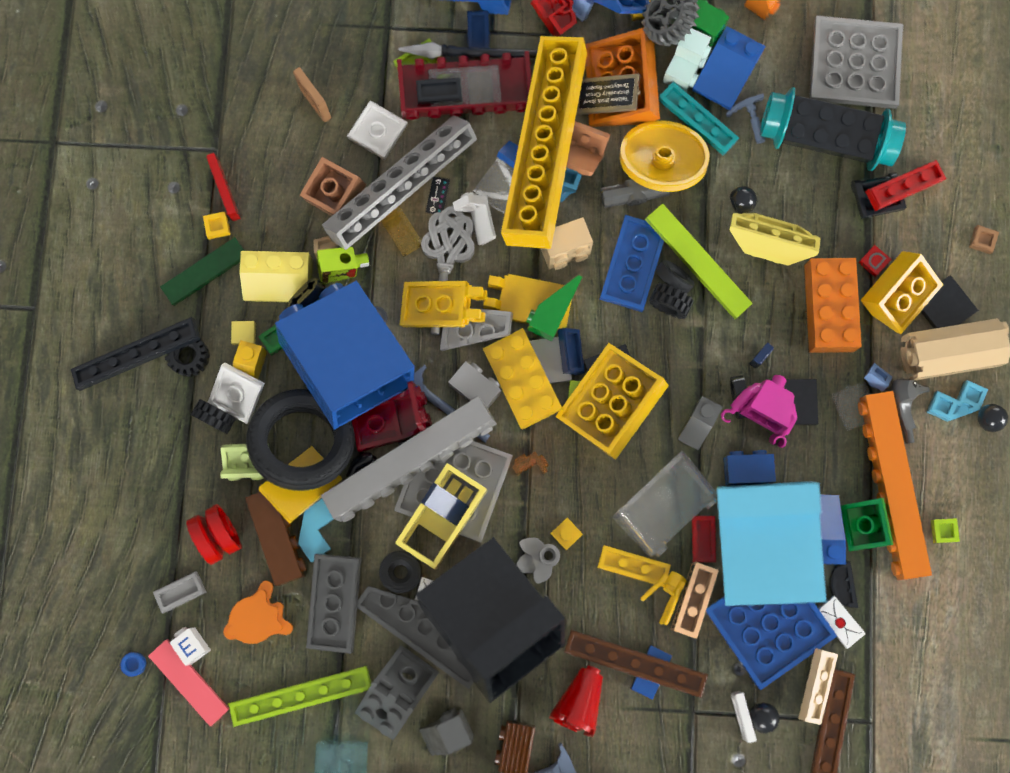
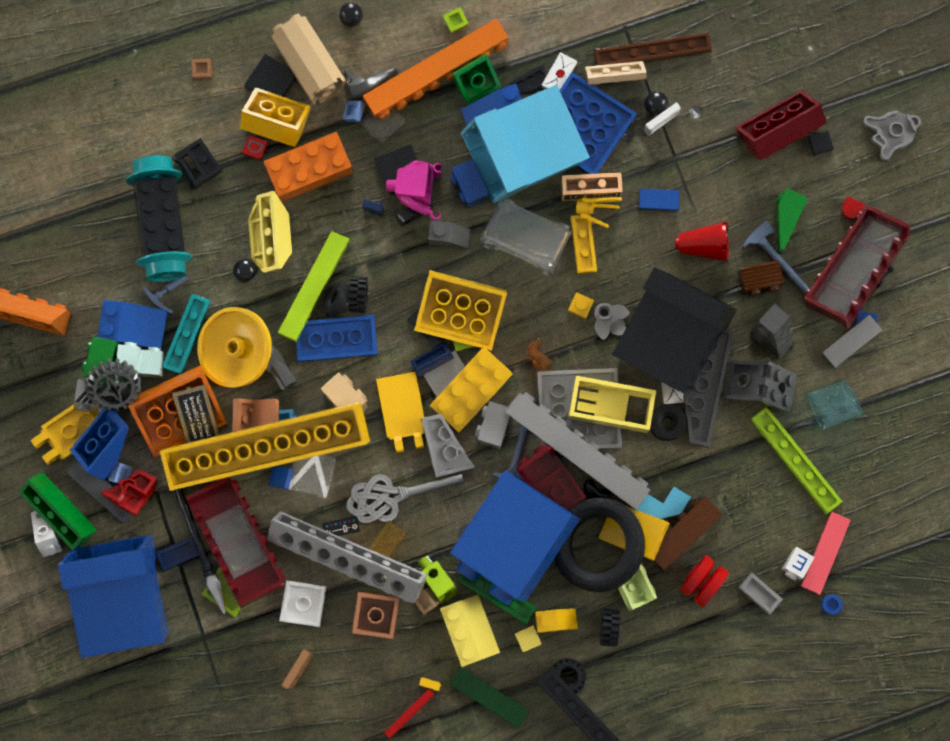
camera: 115 degrees left, 0 degrees up
(216, 225) = (445, 704): yellow plate -> none
(236, 392) = (582, 619): white tile -> none
(242, 217) = (430, 684): none -> yellow tile
(257, 618) = (753, 521): orange tile -> none
(307, 293) = (476, 595): black beam -> none
(333, 603) = (714, 463): dark grey tile -> none
(439, 90) = (250, 561): black tile -> none
(440, 304) = (438, 482): yellow tile -> none
(445, 504) = (602, 403): tile -> none
(480, 214) = (346, 481): white bracket -> none
(552, 310) = (410, 387): green slope -> none
(636, 663) = (658, 212): reddish brown tile -> none
(704, 539) = (539, 198): red tile -> none
(856, 62) = (84, 223): light grey plate -> none
(905, 185) = (182, 144): red tile -> none
(968, 401) = (343, 37): medium azure tile -> none

